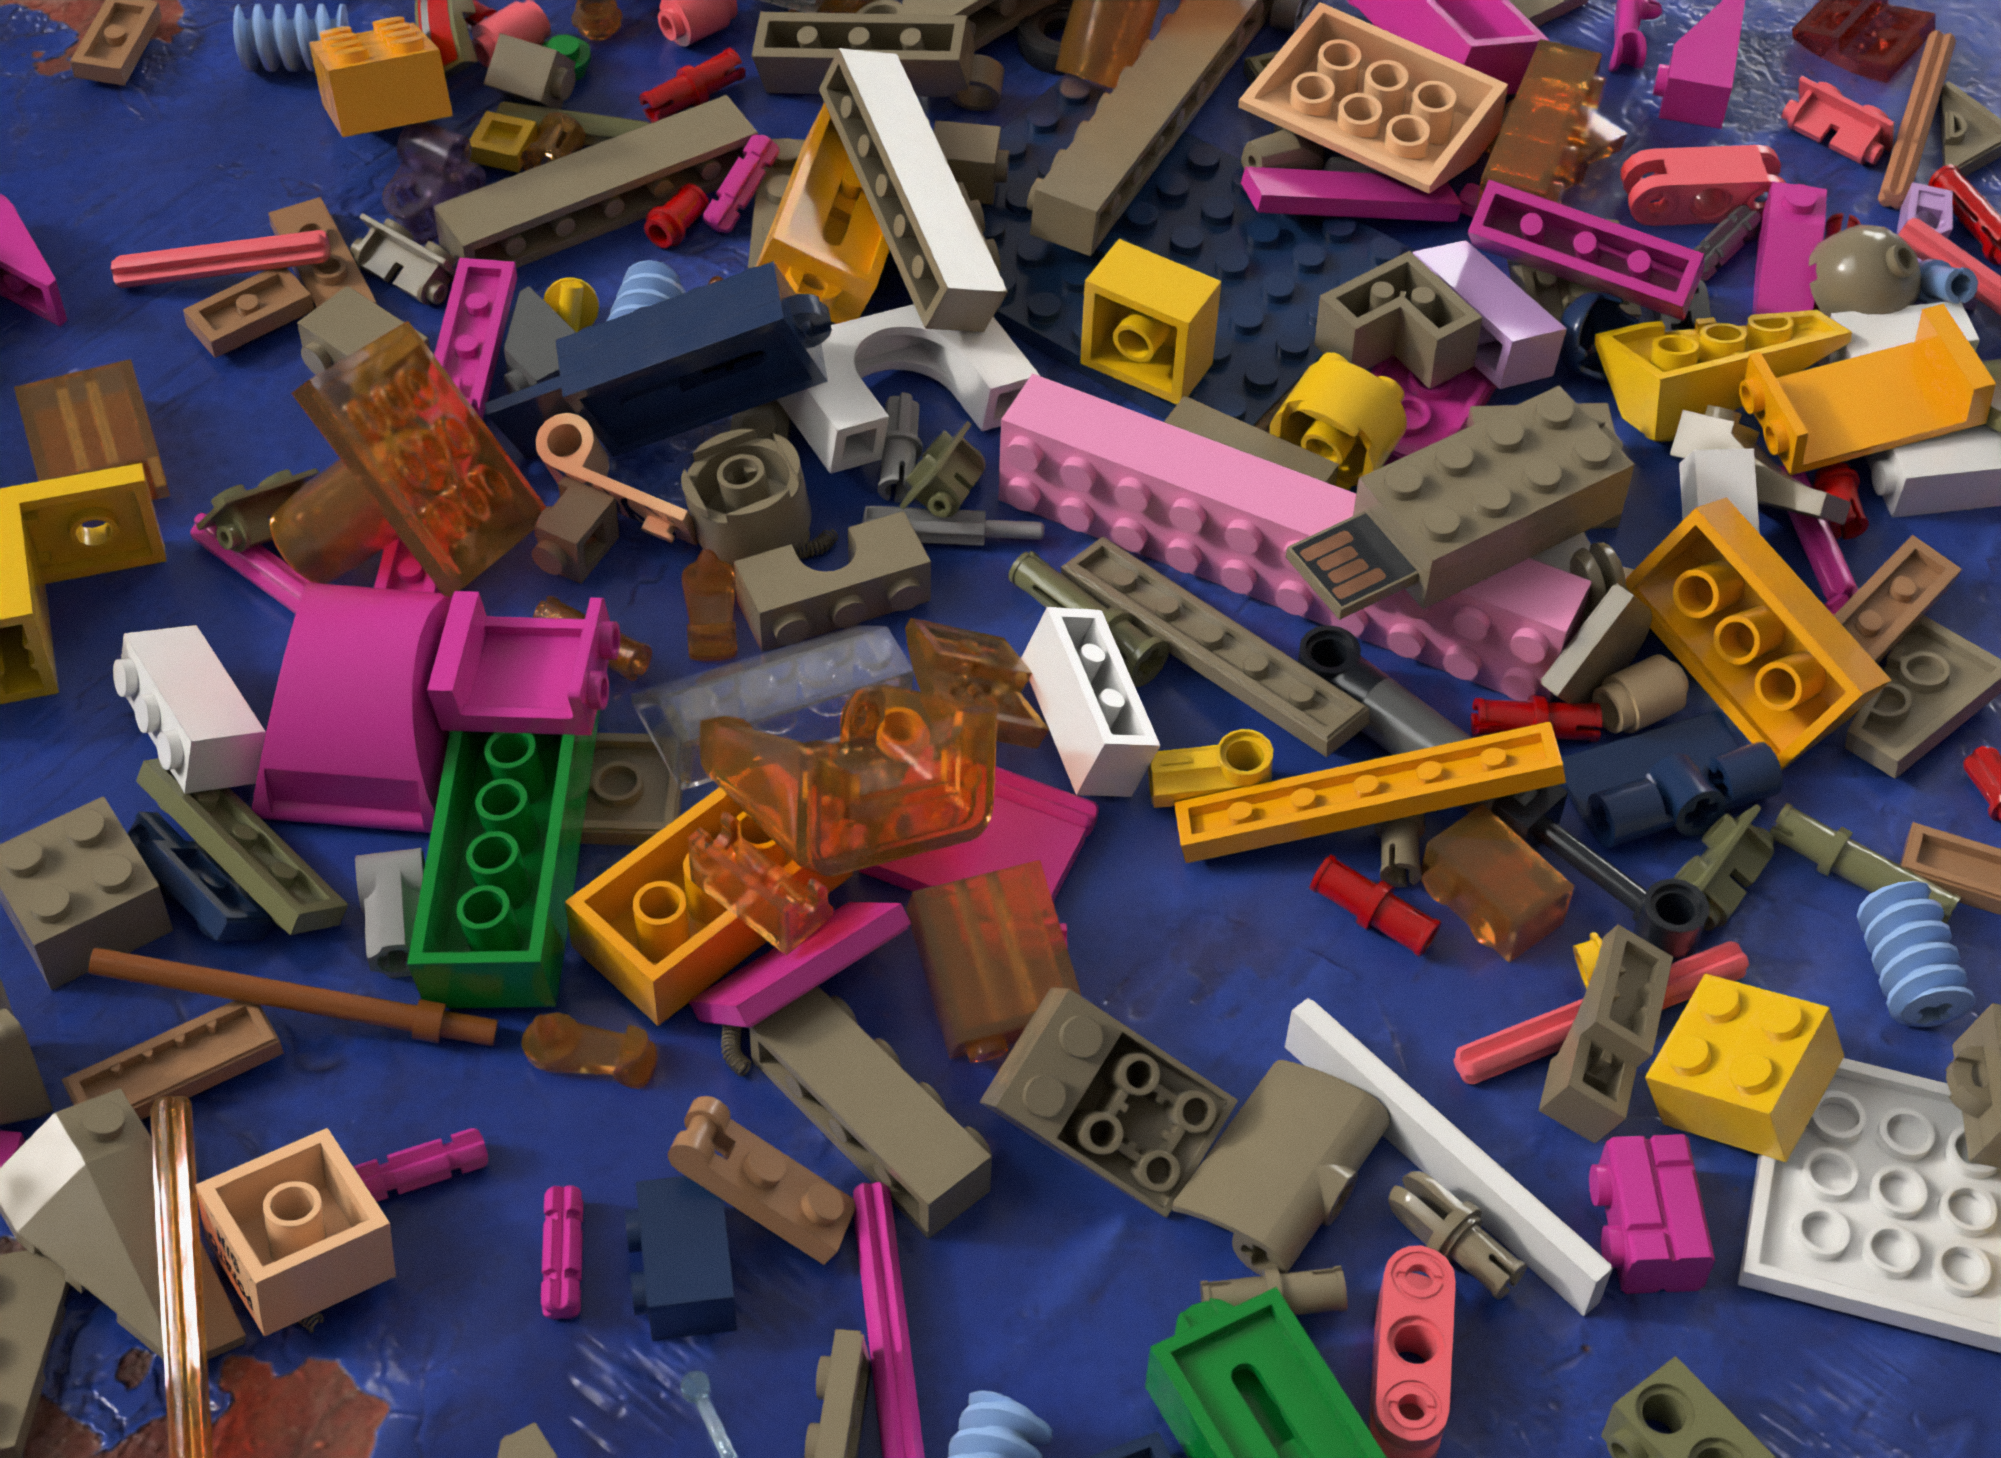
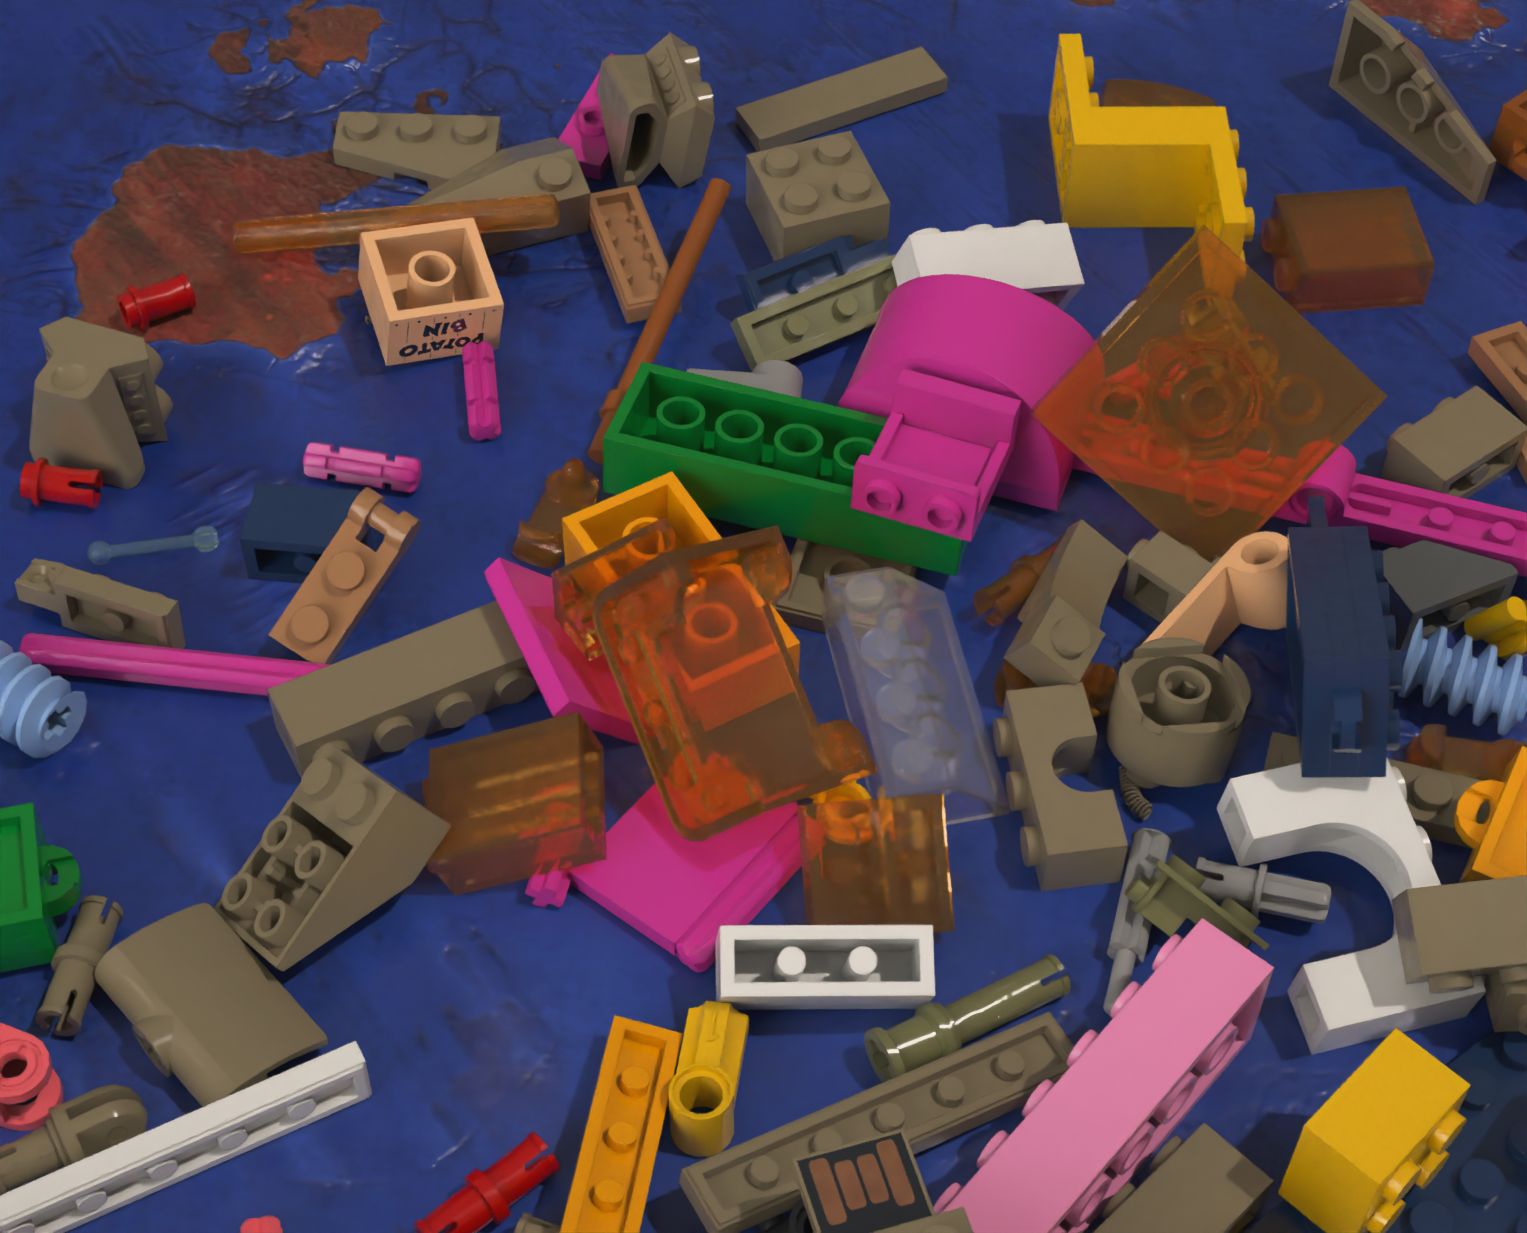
camera: 105 degrees right, 0 degrees up
(692, 582) = (1066, 609): none -> dark tan slope

